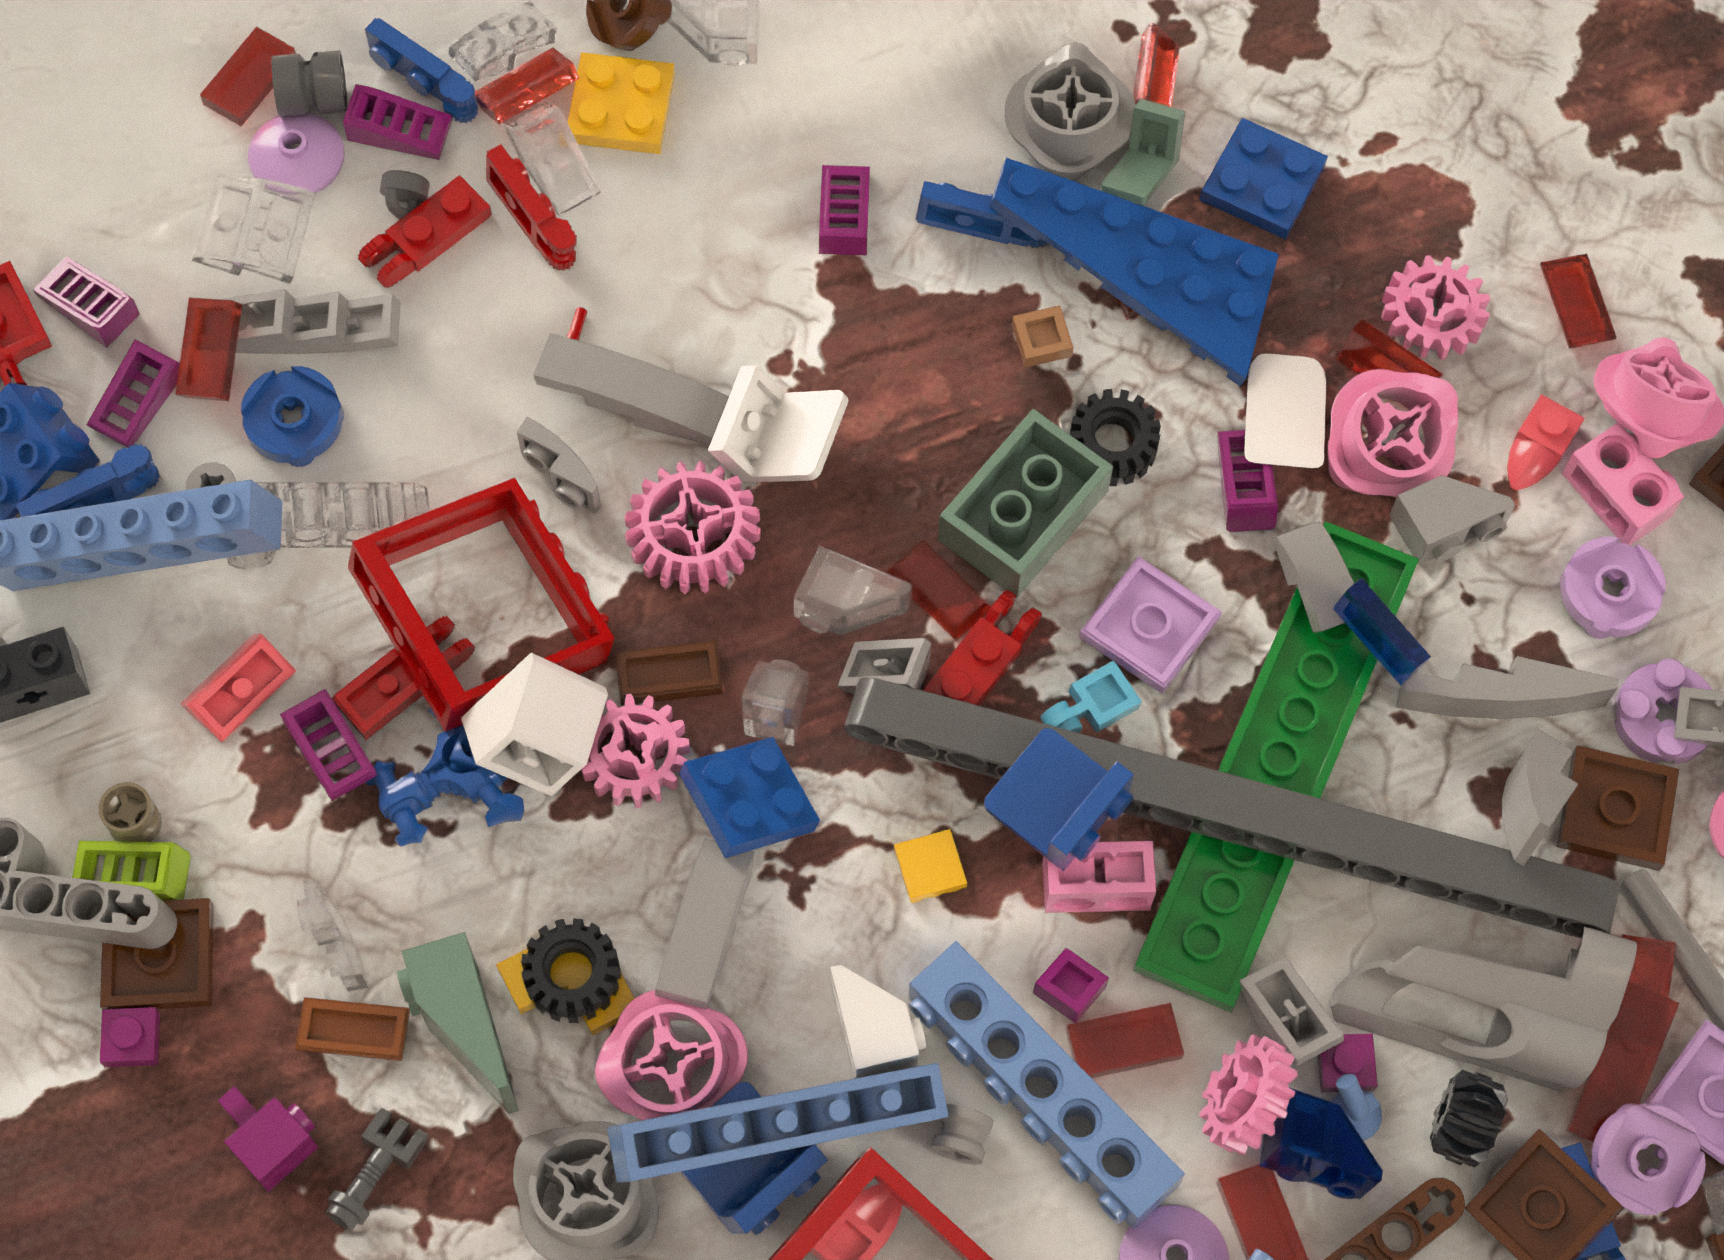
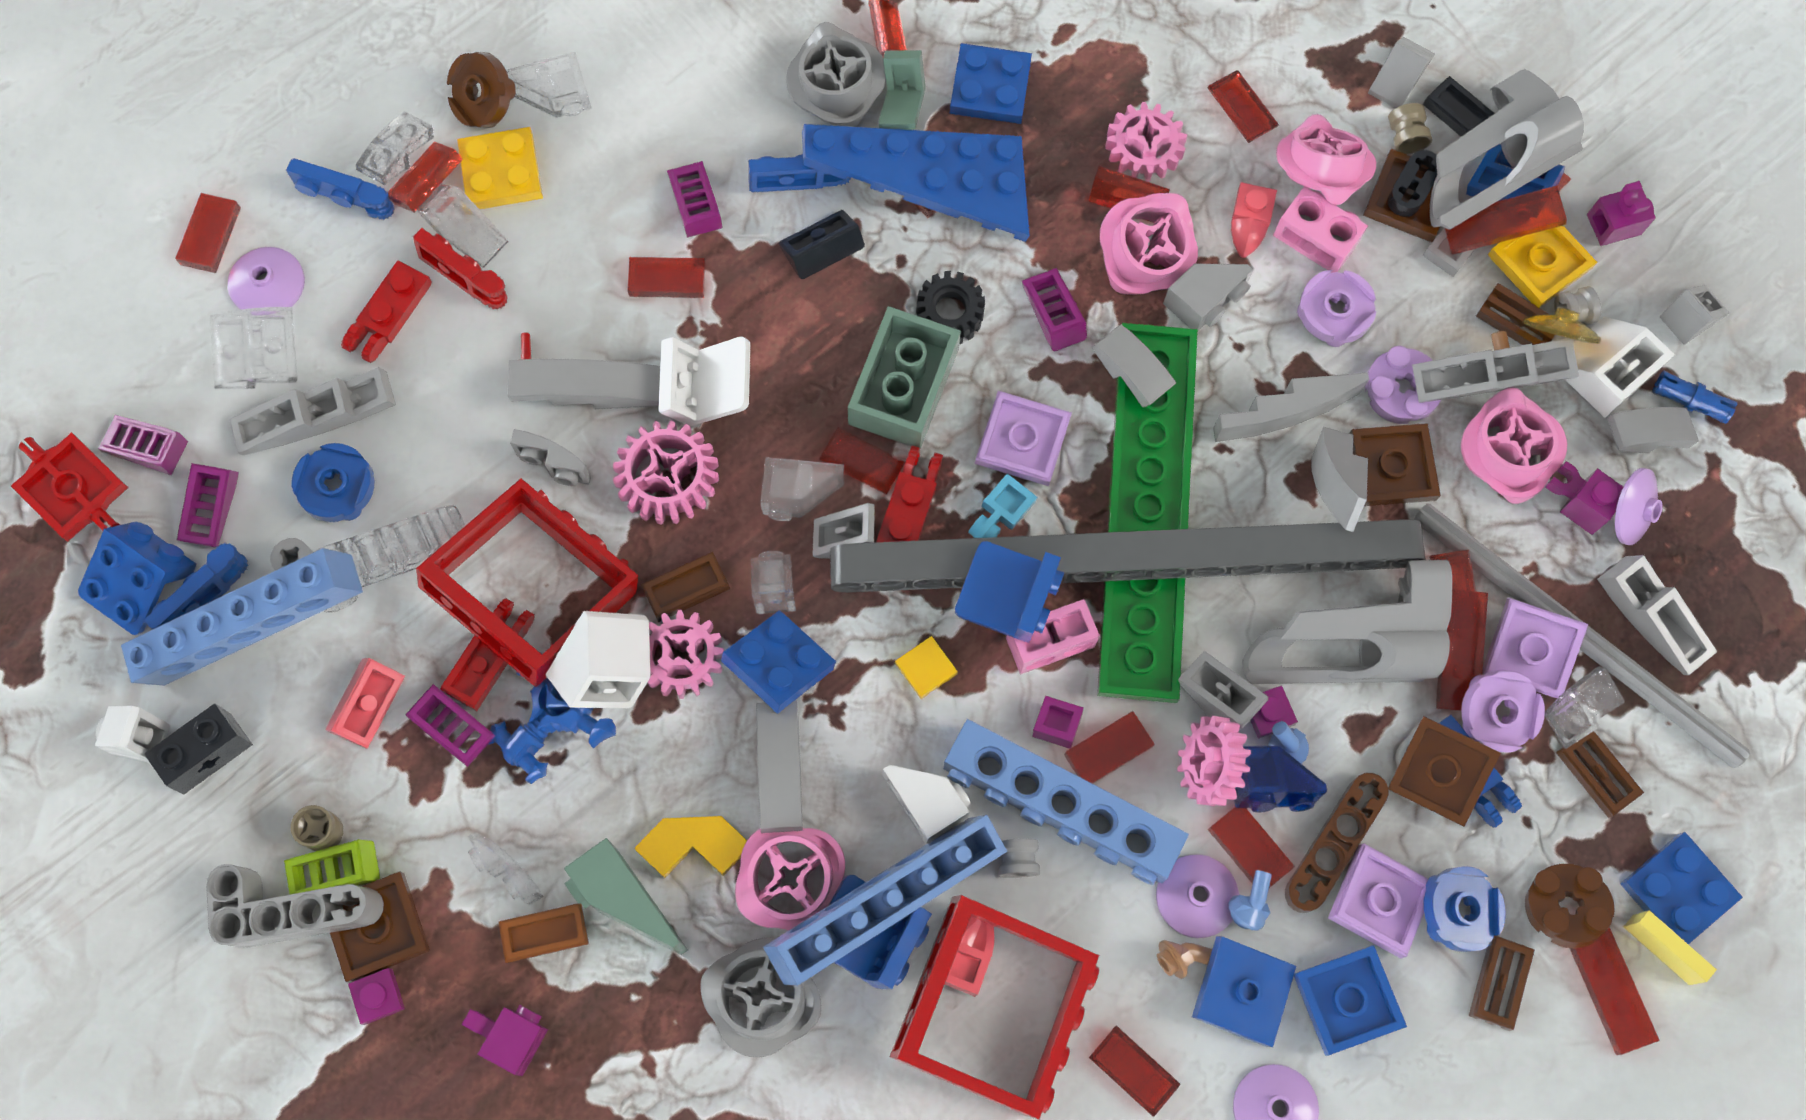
camera: 20 degrees left, 5 degrees up
(208, 349) = (251, 452): clear red tile -> none
(309, 83) = (257, 225): dark grey wheel -> none
(348, 1208) = (587, 1069): dark grey hinge -> none
(382, 104) = (321, 248): magenta slope -> none
(403, 187) = (359, 282): dark grey tile -> none
(562, 940) = (669, 824): black tyre -> none
(776, 293) = (666, 277): none -> clear red tile
(979, 311) = (822, 244): none -> black slope
(1042, 336) = (873, 249): medium nougat tile -> none
(1285, 411) = (1065, 250): white sticker -> none
(1381, 632) = (1194, 392): clear blue tile -> none
(1468, 1118) = (1371, 724): black gear -> none

